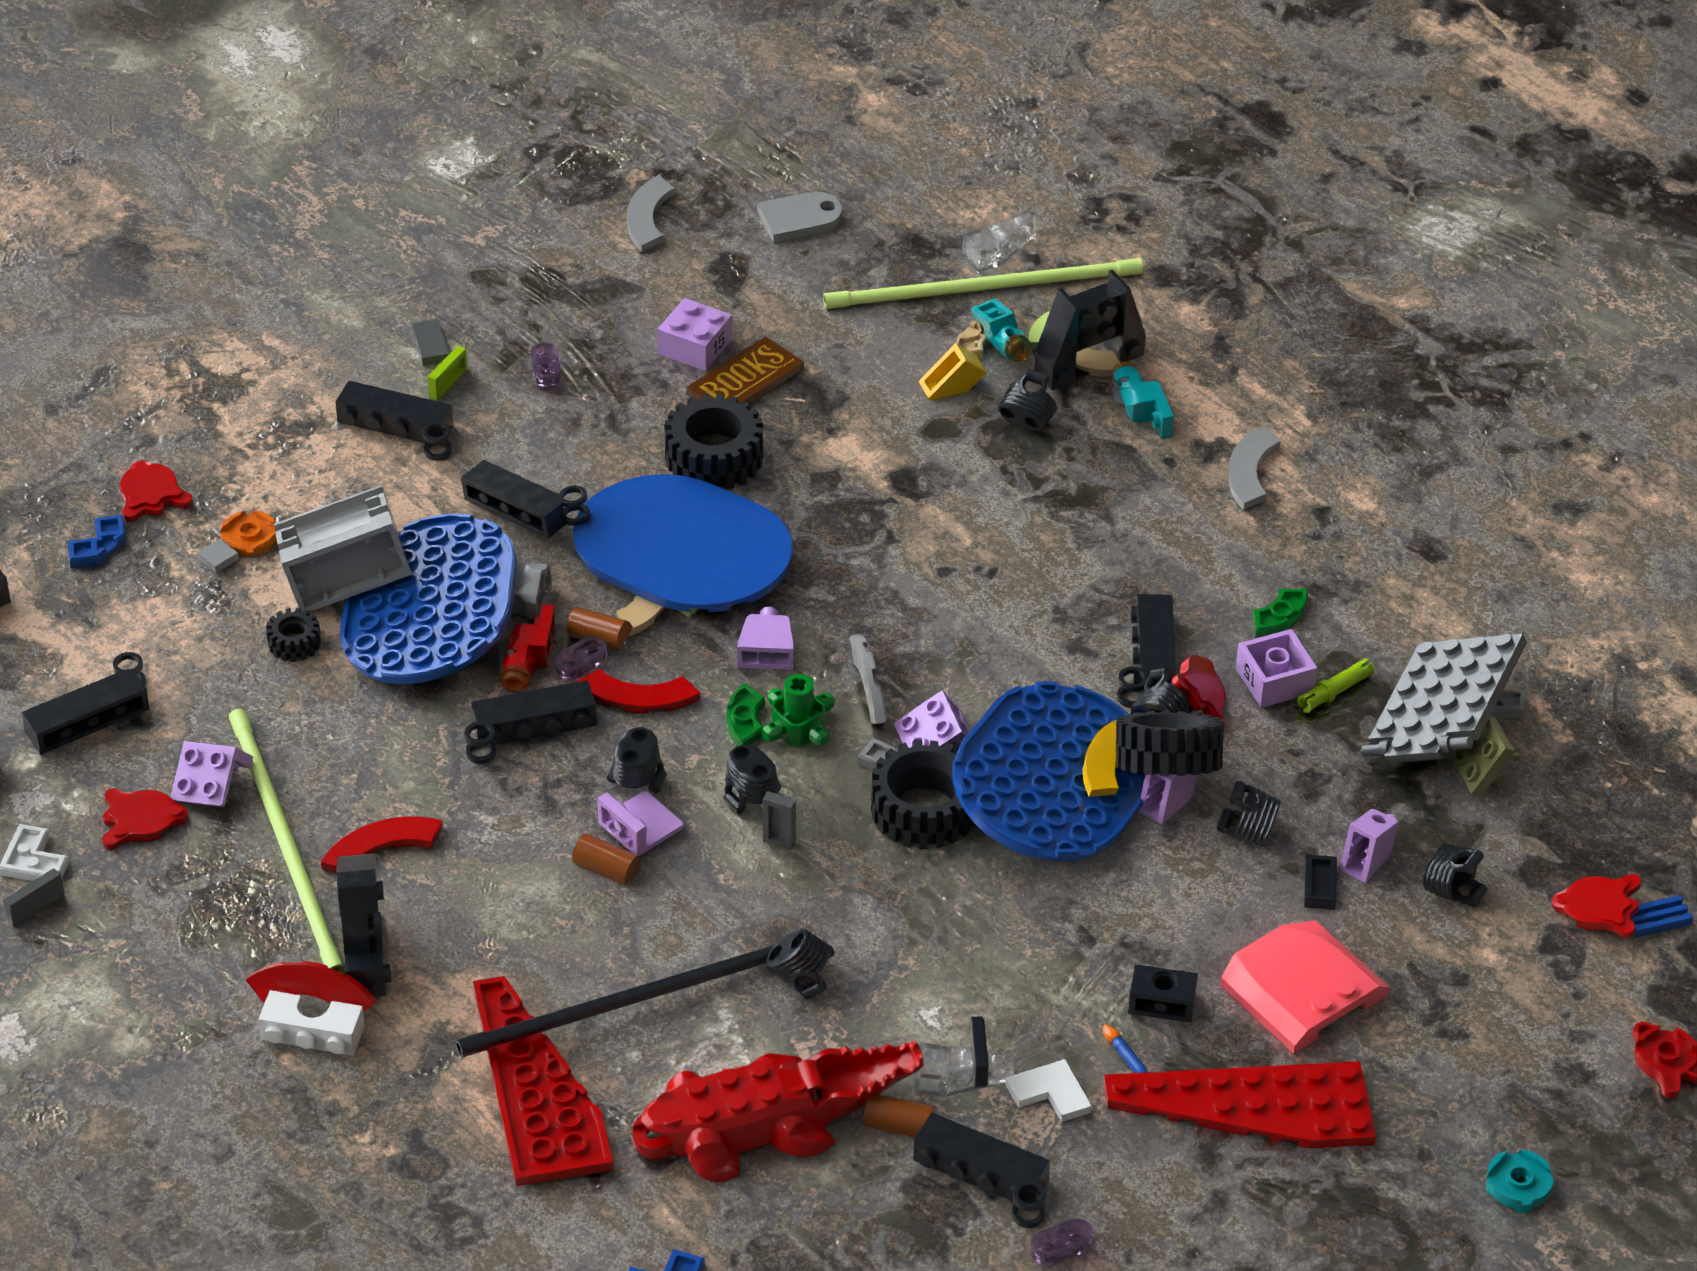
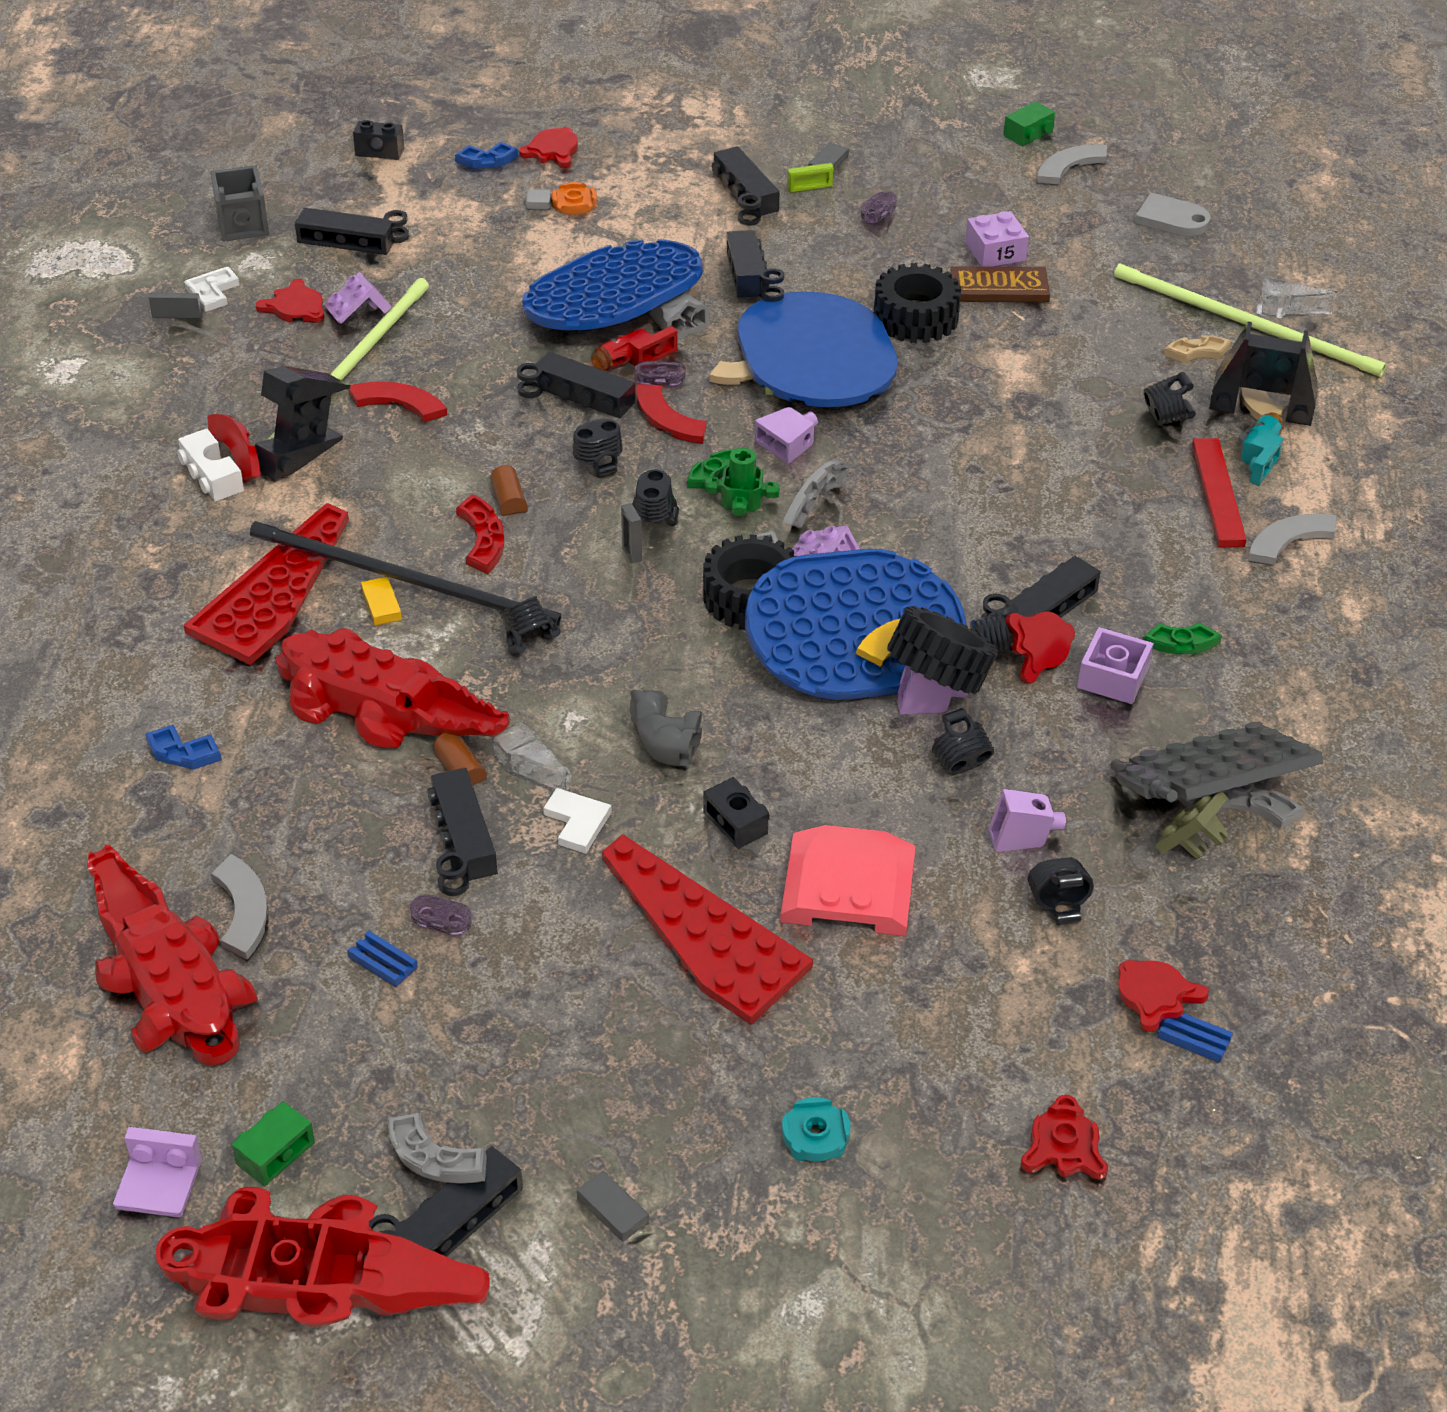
camera: 45 degrees right, 0 degrees up
(293, 623) = (514, 261): black tyre -> none
(341, 549) = (595, 228): light grey panel -> none
(567, 193) = (1029, 123): none -> green brick
(588, 623) = (693, 361): dark orange brick -> none
(637, 906) = (489, 533): none -> red tile
(638, 822) = (555, 484): lavender bracket -> none
(639, 1033) = (381, 601): none -> yellow tile
(952, 374) = (1143, 356): yellow slope -> none
(979, 1051) = (539, 749): black tile -> none
(1002, 330) = (1210, 347): teal plate -> none
(1040, 972) = (664, 737): none -> dark grey animal
(1114, 1037) = (662, 830): blue piece -> none
(1154, 463) = (1218, 492): none -> red tile
(1320, 882) = (959, 826): black tile -> none
(1327, 689) = (1153, 708): lime pin -> none

